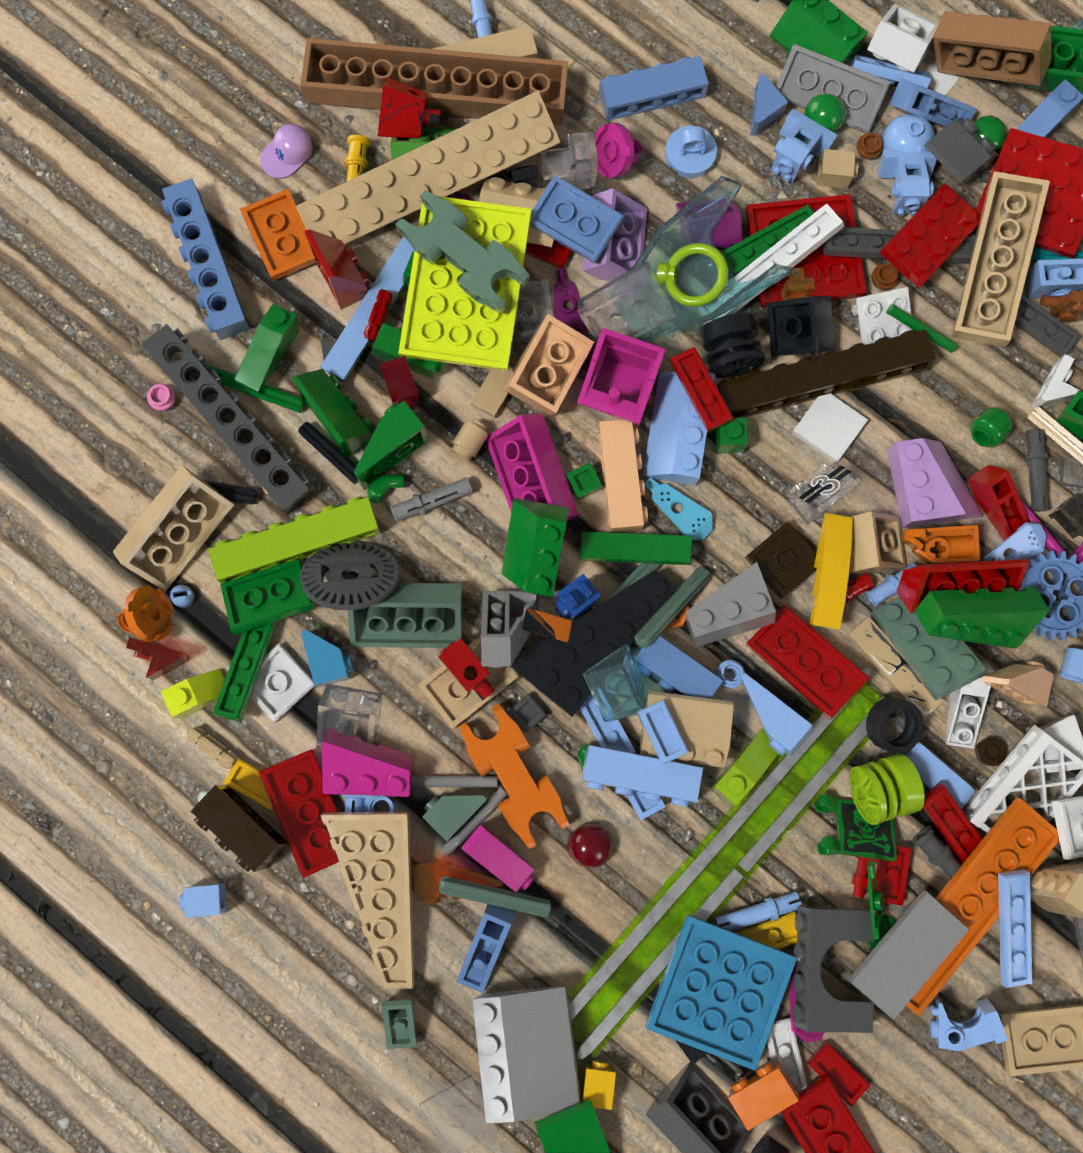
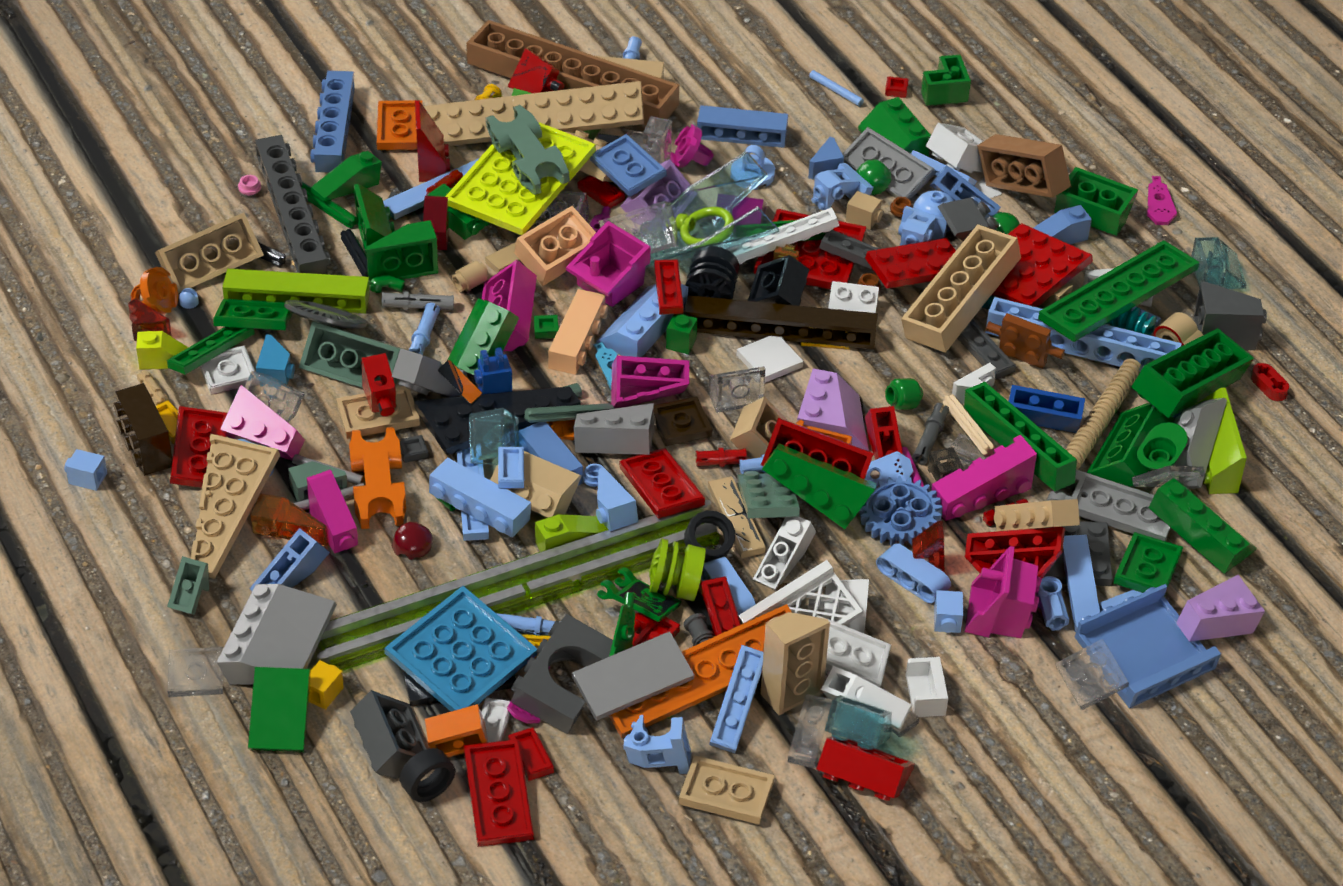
camera: 25 degrees right, 35 degrees down
(286, 152) = (438, 84): lavender cap -> none
(460, 548) = (421, 337): none -> light blue pin
(494, 896) = (314, 530): sand green axle -> none
(636, 548) = (562, 374): green tile -> none
(729, 525) = (646, 379): none -> dark pink wedge
(832, 571) = (712, 428): yellow slope -> none
(917, 325) = (881, 320): green bar -> none
(1023, 683) = (831, 540): light nougat slope -> none

